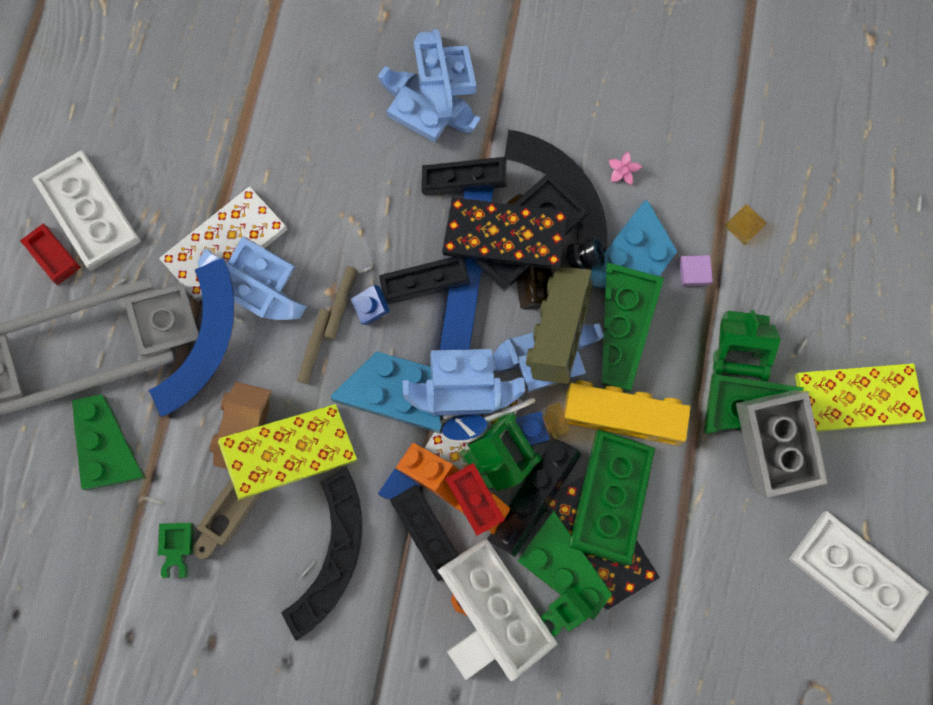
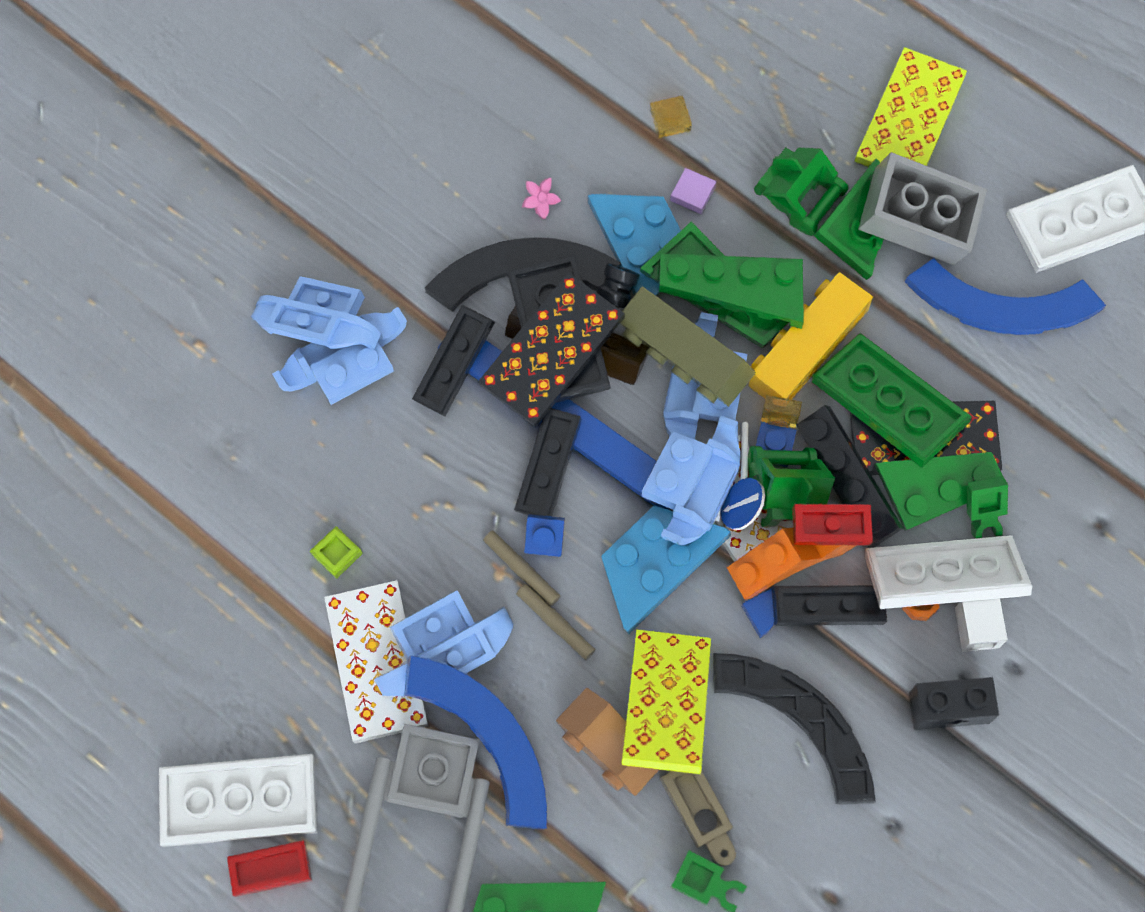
camera: 55 degrees left, 5 degrees down
(286, 177) = (336, 552): none -> lime tile
(397, 663) = (953, 703): none -> black brick
(639, 346) = (746, 283): none -> green wing
(737, 549) = (999, 312): none -> blue tile

